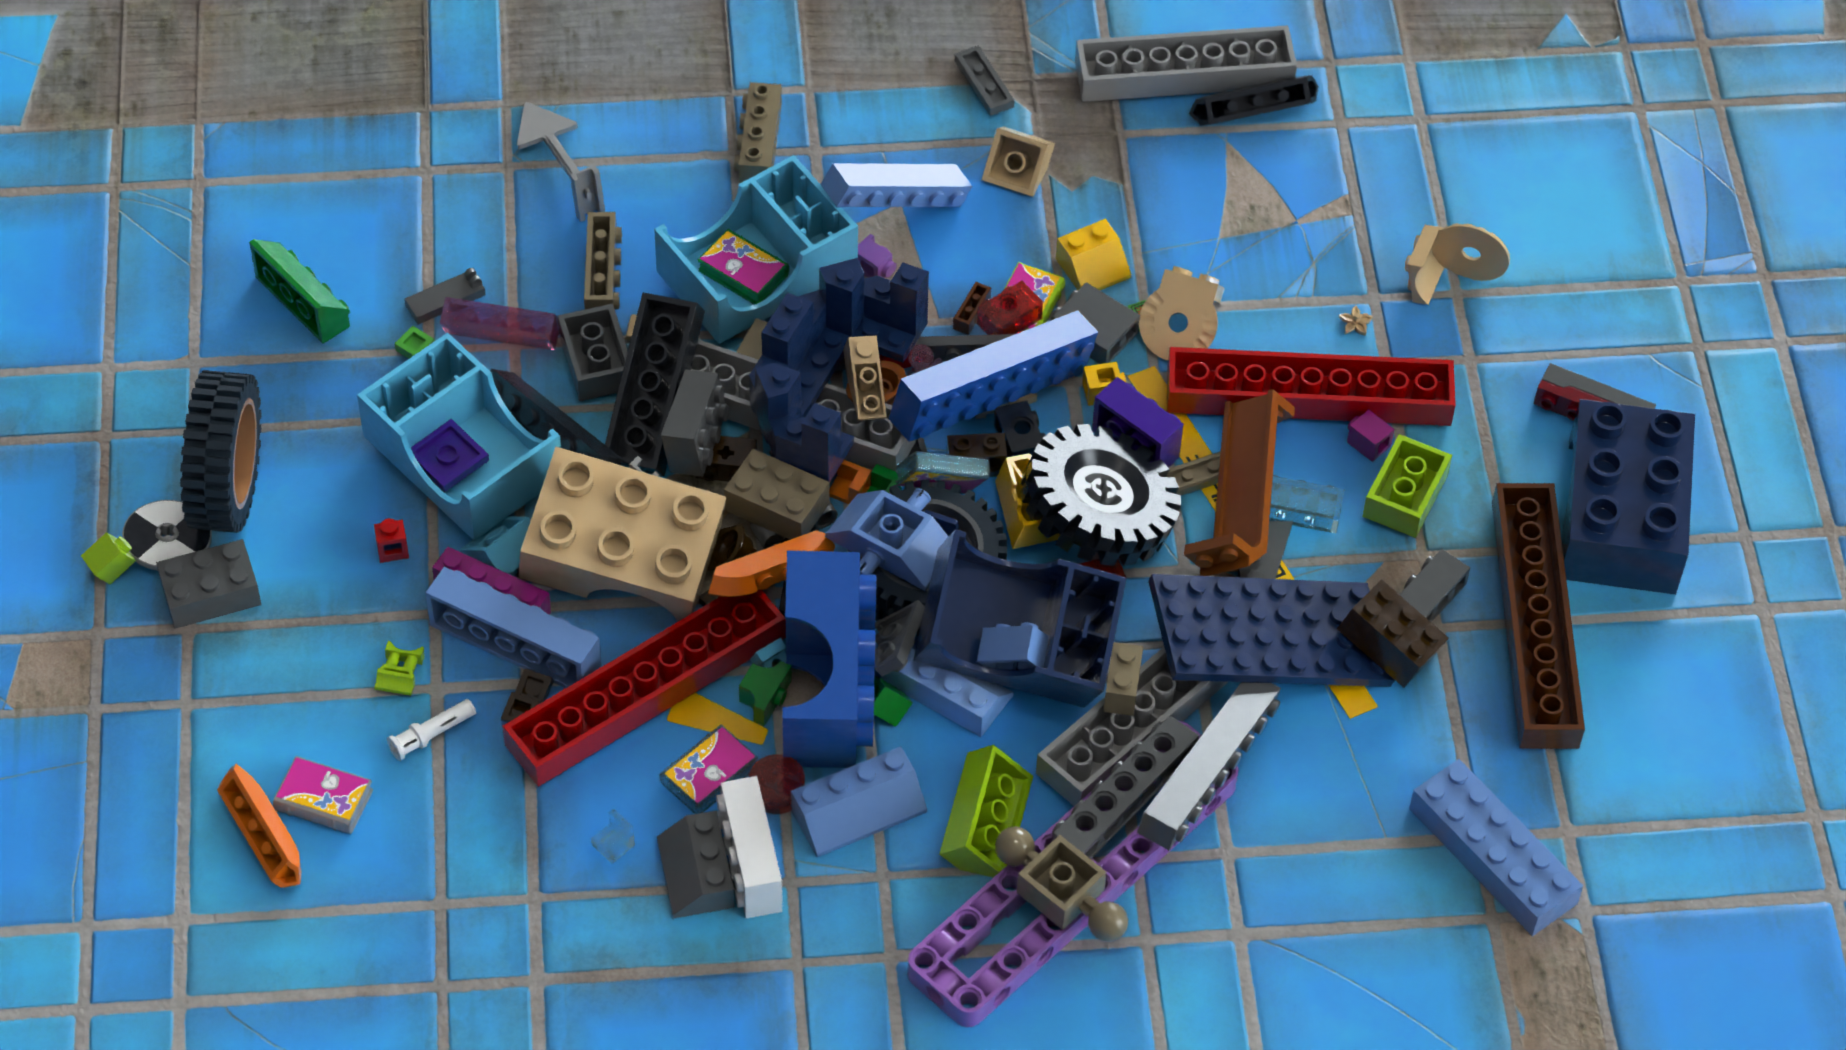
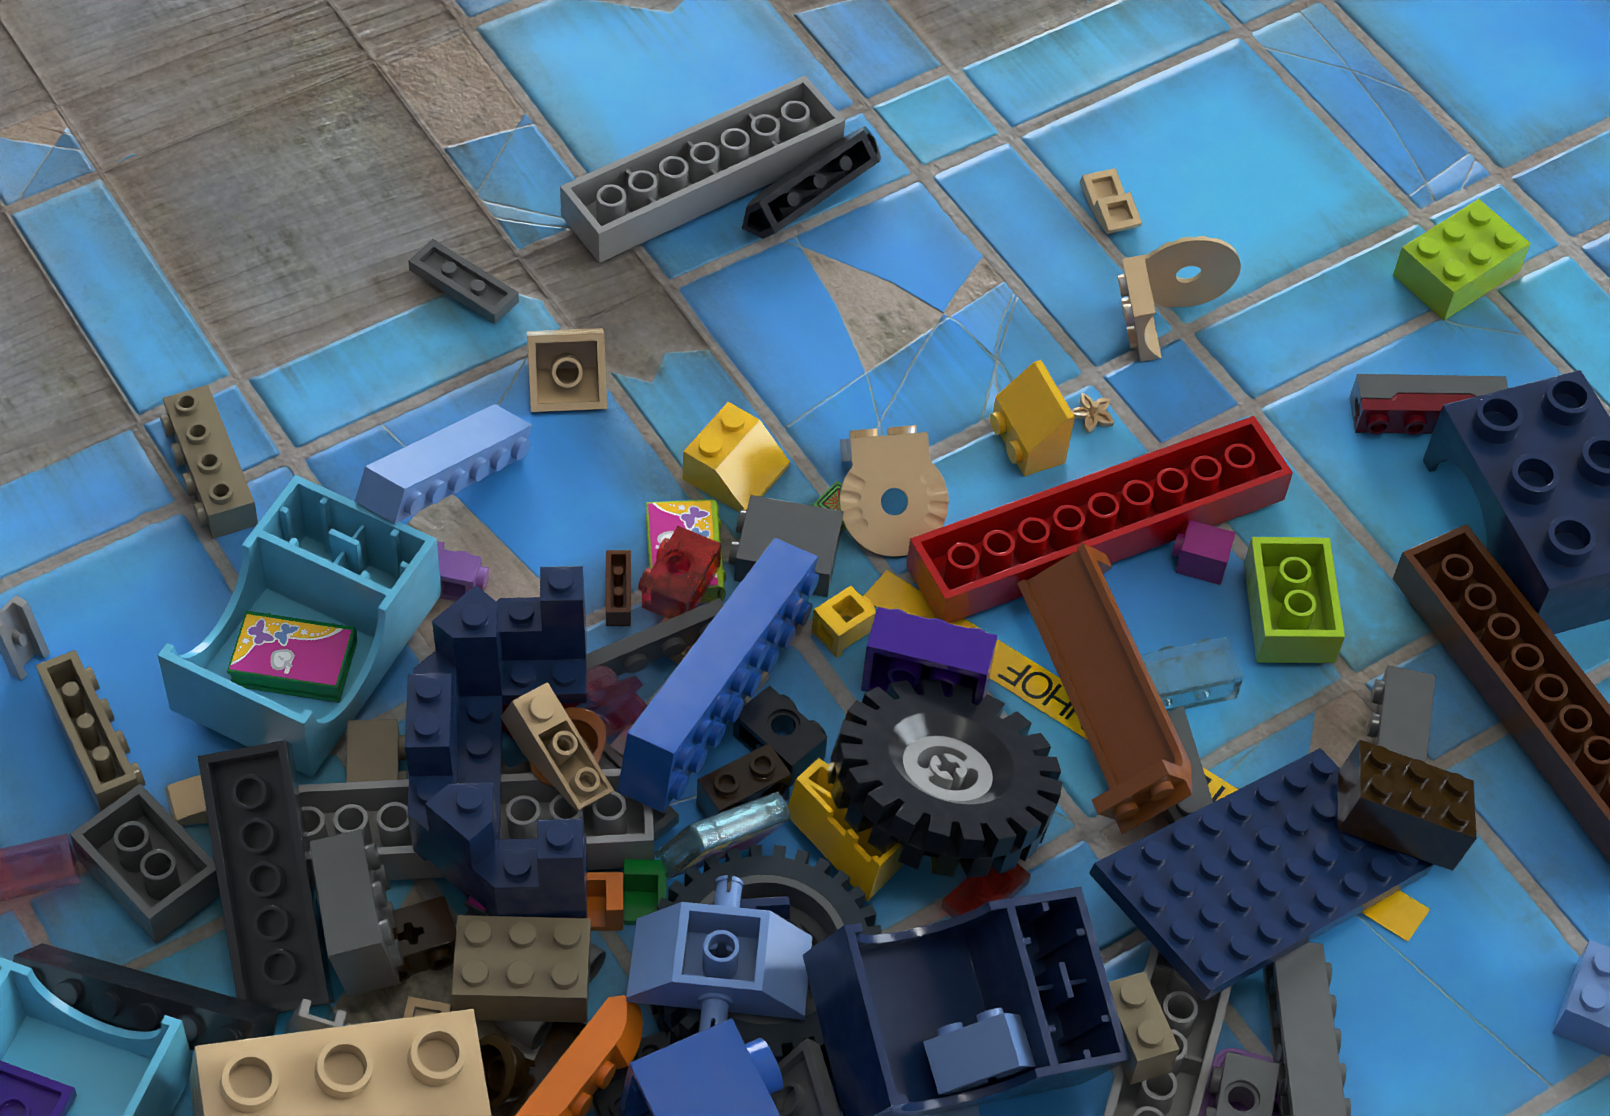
camera: 30 degrees left, 0 degrees up
(1196, 473) = (1031, 687): dark tan tile -> none
(1303, 309) = (1033, 420): none -> yellow slope
(1460, 188) = (1109, 202): none -> tan slope
(1685, 318) = (1461, 259): none -> lime brick

